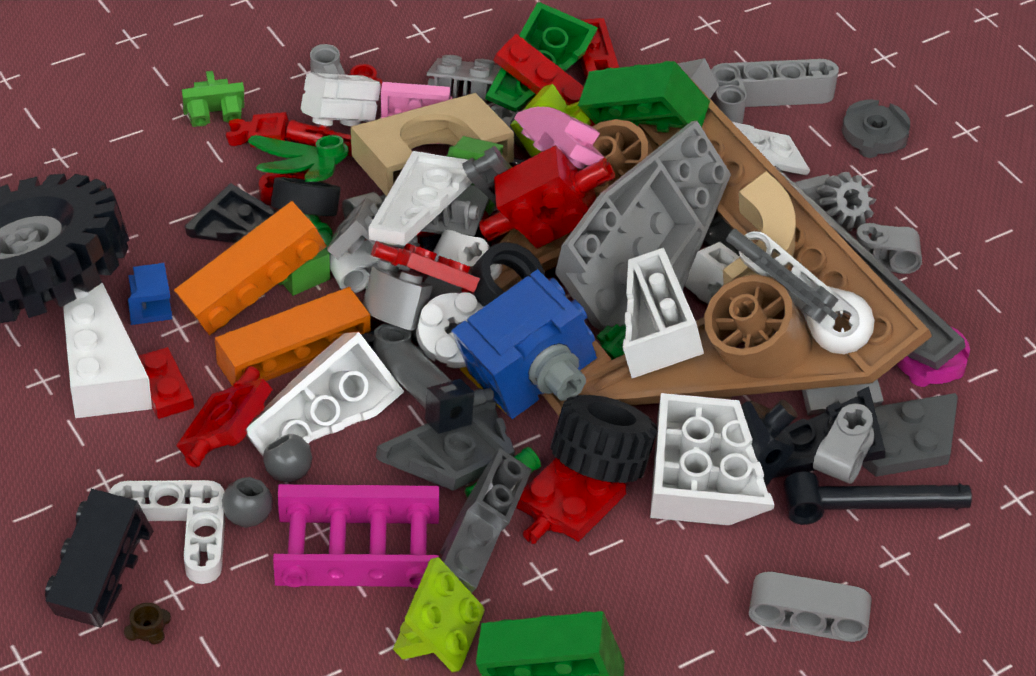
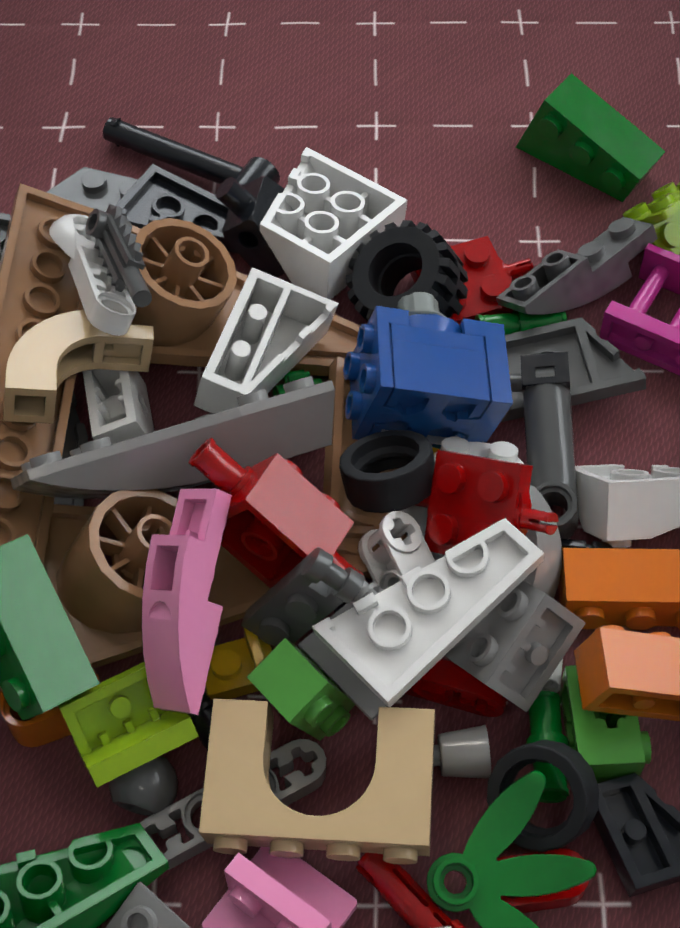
camera: 145 degrees left, 10 degrees up
(537, 70) = (61, 826): red plate -> none
(810, 606) = (333, 103): light grey beam -> none
(846, 444) = (192, 165): light grey piece -> none

